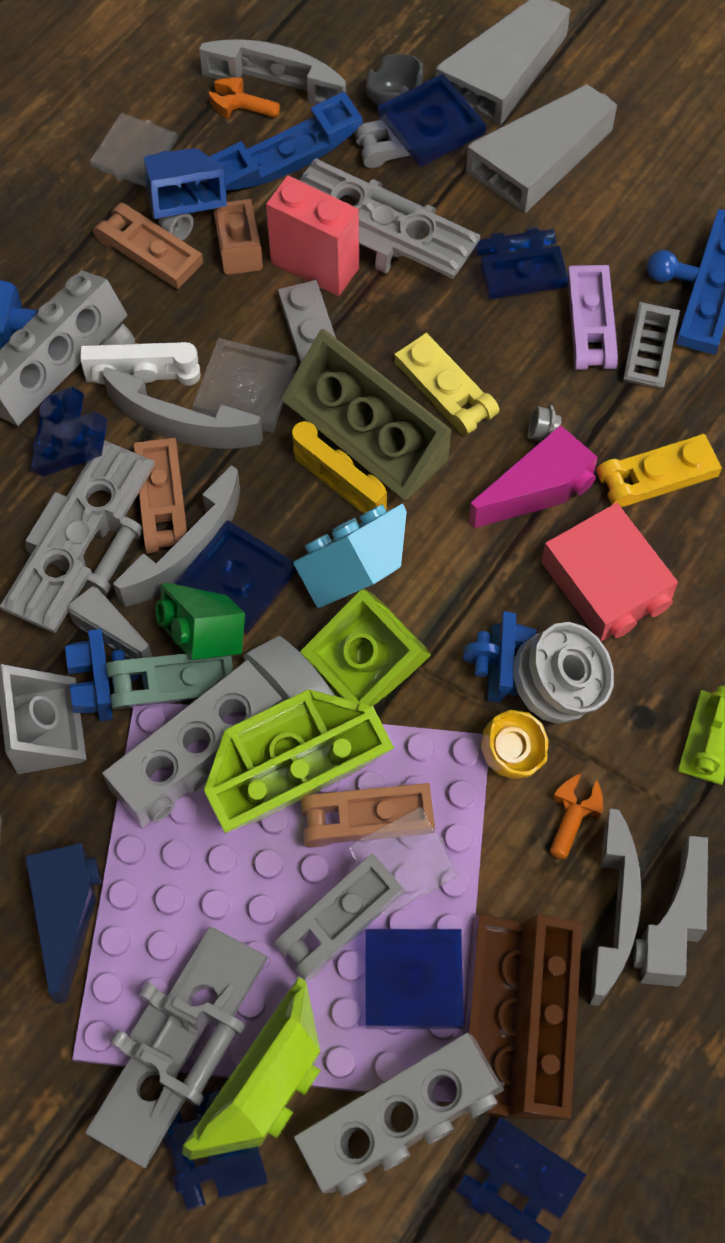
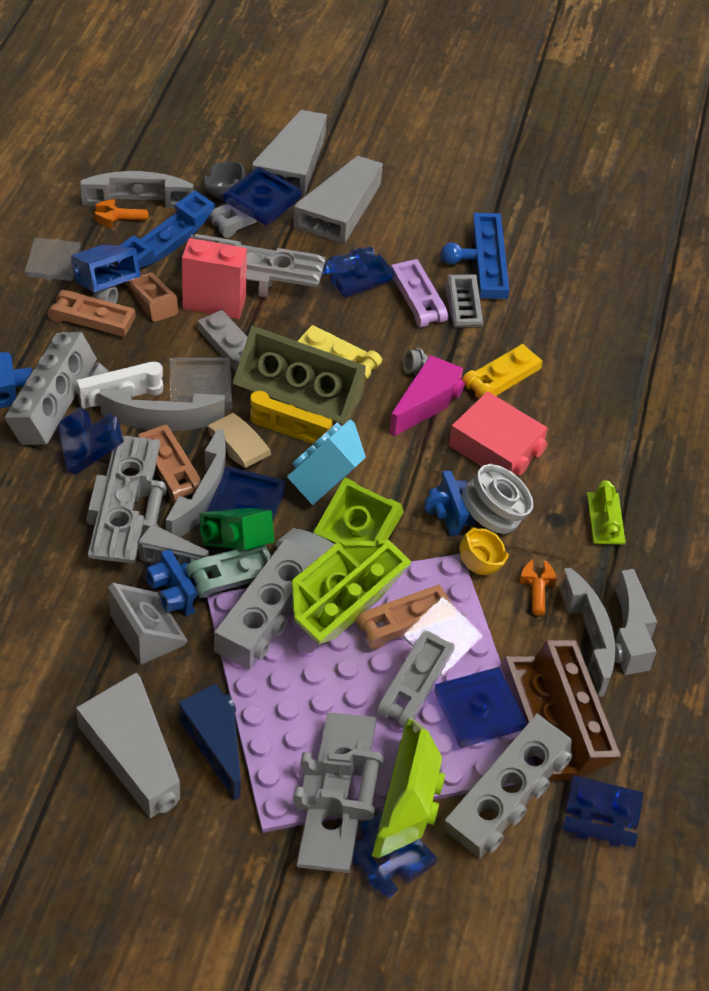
camera: 25 degrees left, 15 degrees down
(262, 484) = (240, 440): none -> tan slope

